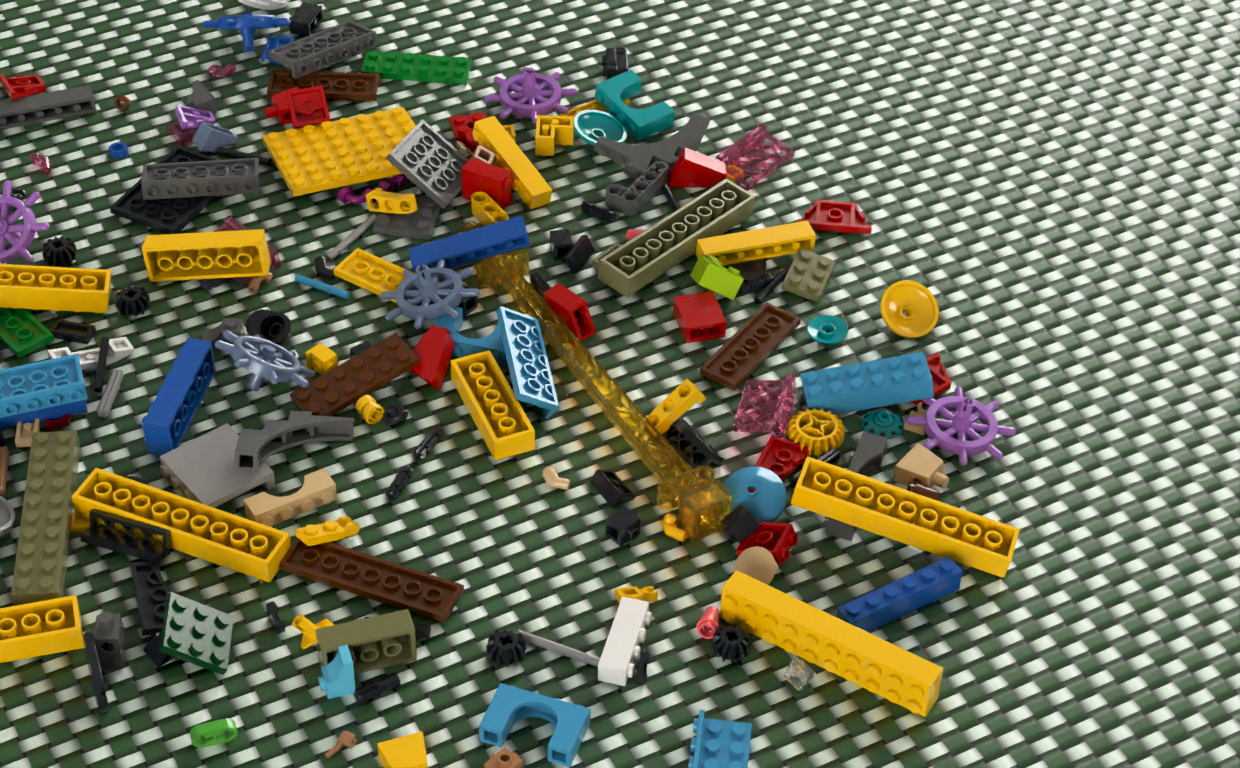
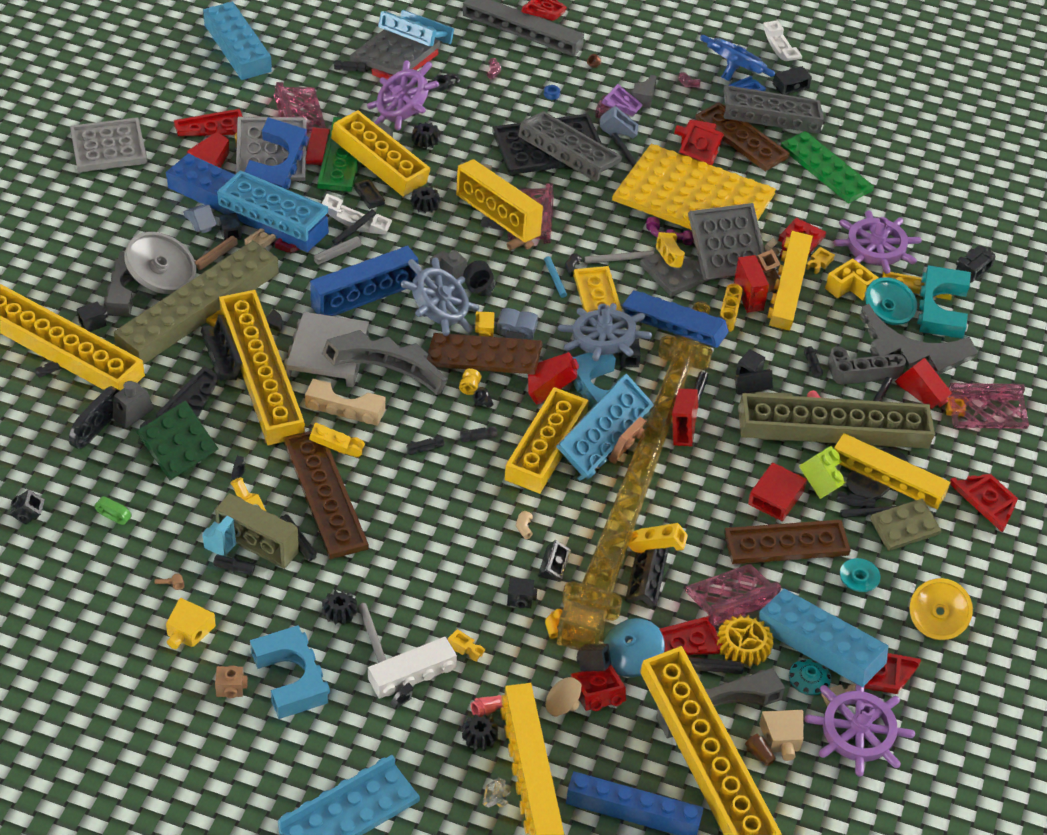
camera: 45 degrees right, 5 degrees up
(344, 338) = (517, 321): none -> sand blue brick
(554, 355) = (627, 439): none -> nougat wing

